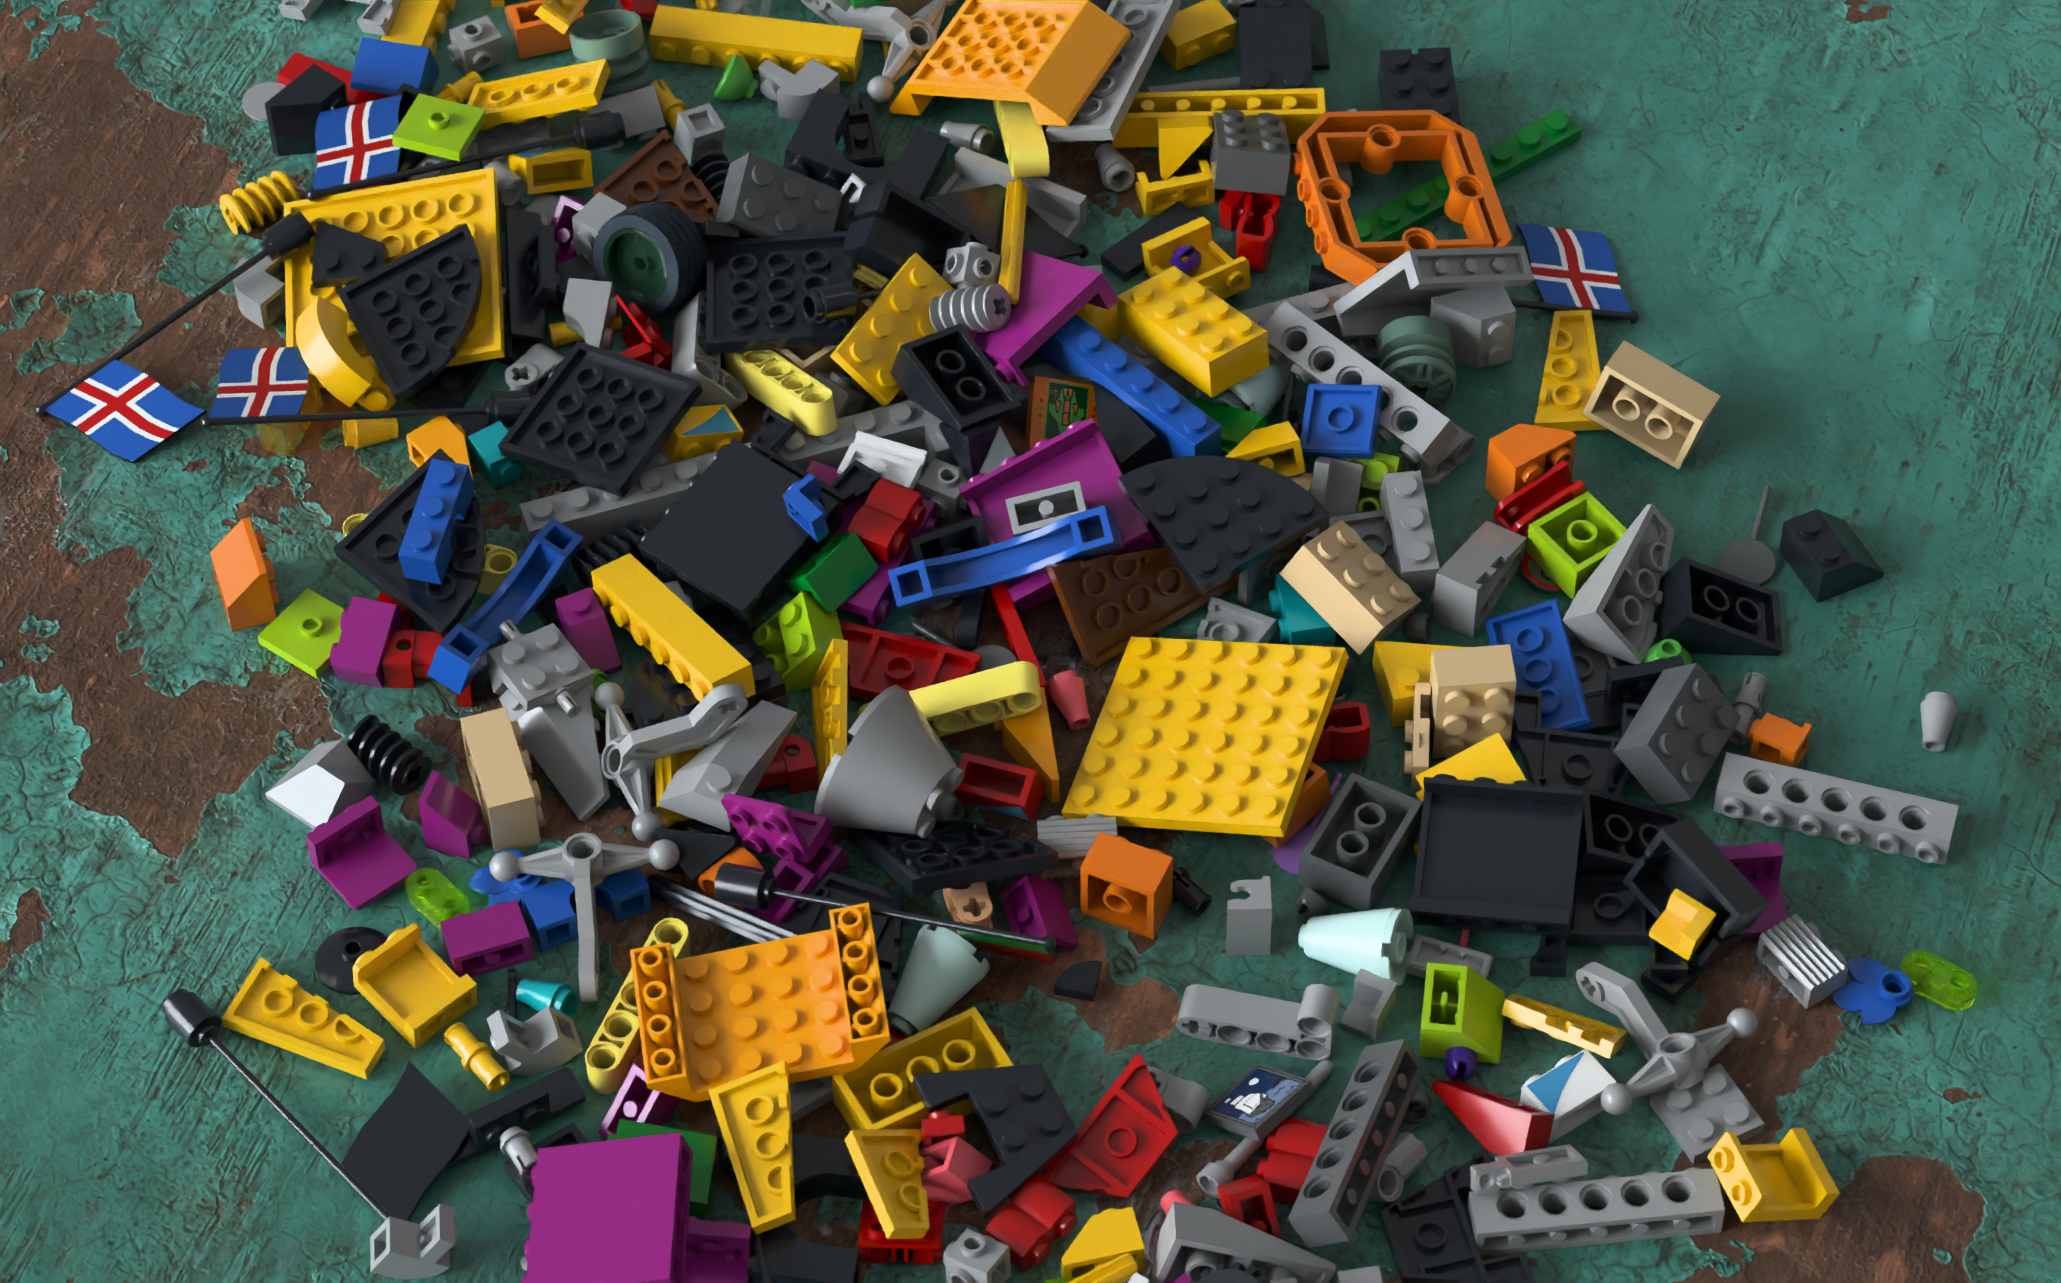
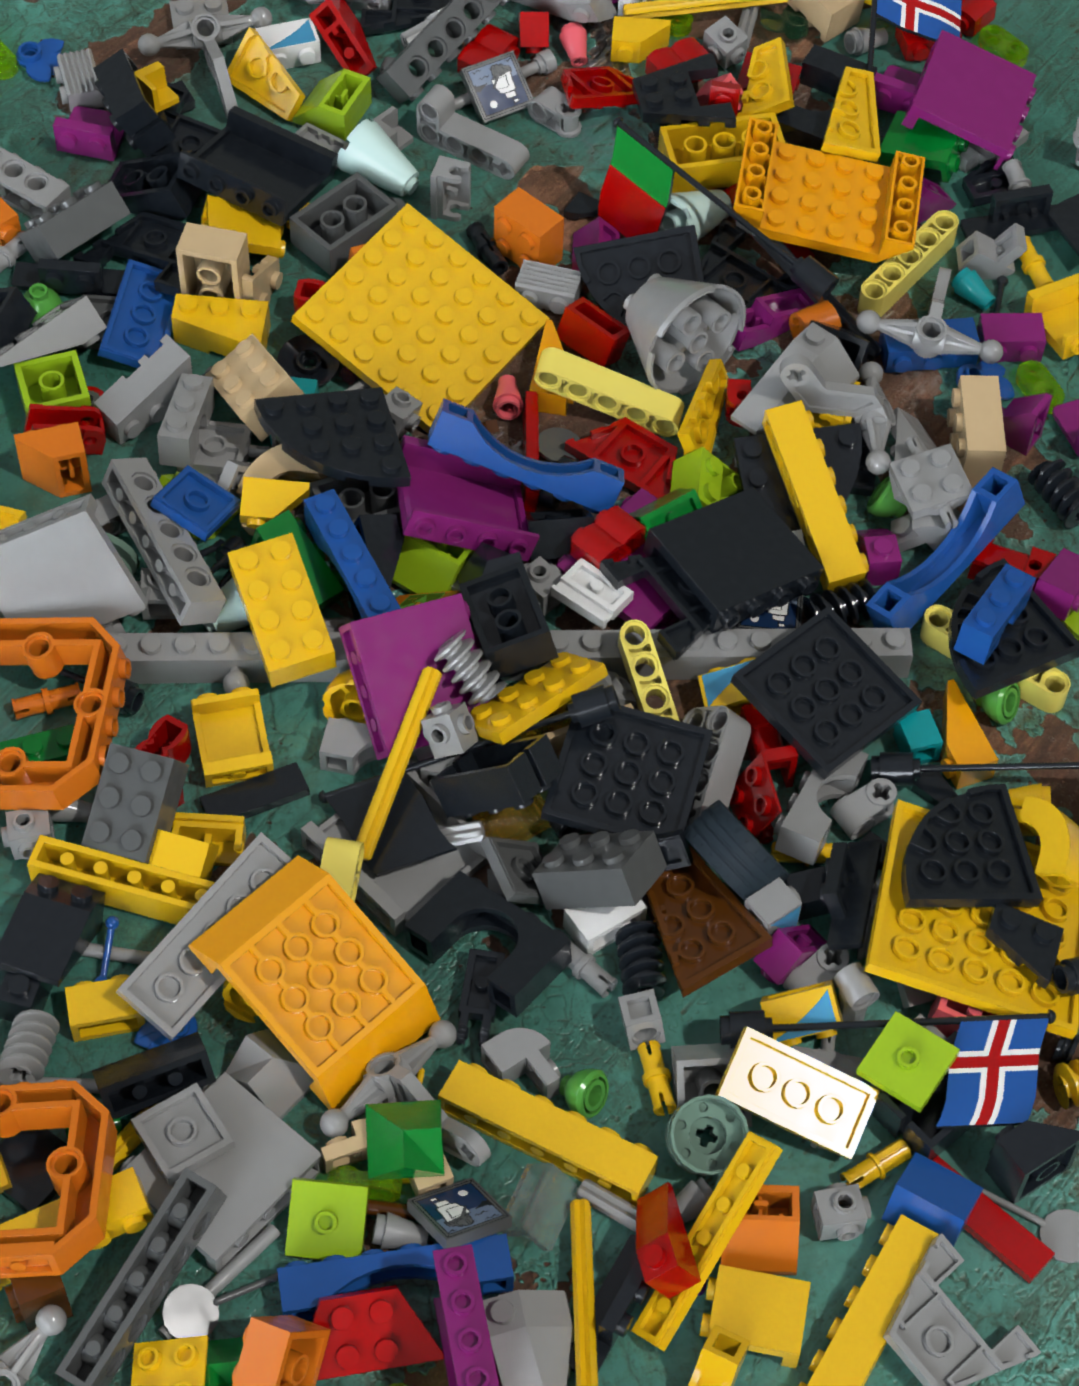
camera: 165 degrees left, 5 degrees up
(776, 829) = (779, 314): magenta bracket -> none
(805, 508) = (681, 516): blue bracket -> none
(1045, 507) = (476, 480): light grey brick -> none
(1182, 613) = (403, 410): none -> light grey brick
(1190, 265) = (239, 742): dark purple hinge -> none
(1214, 64) = (111, 923): none -> blue hinge

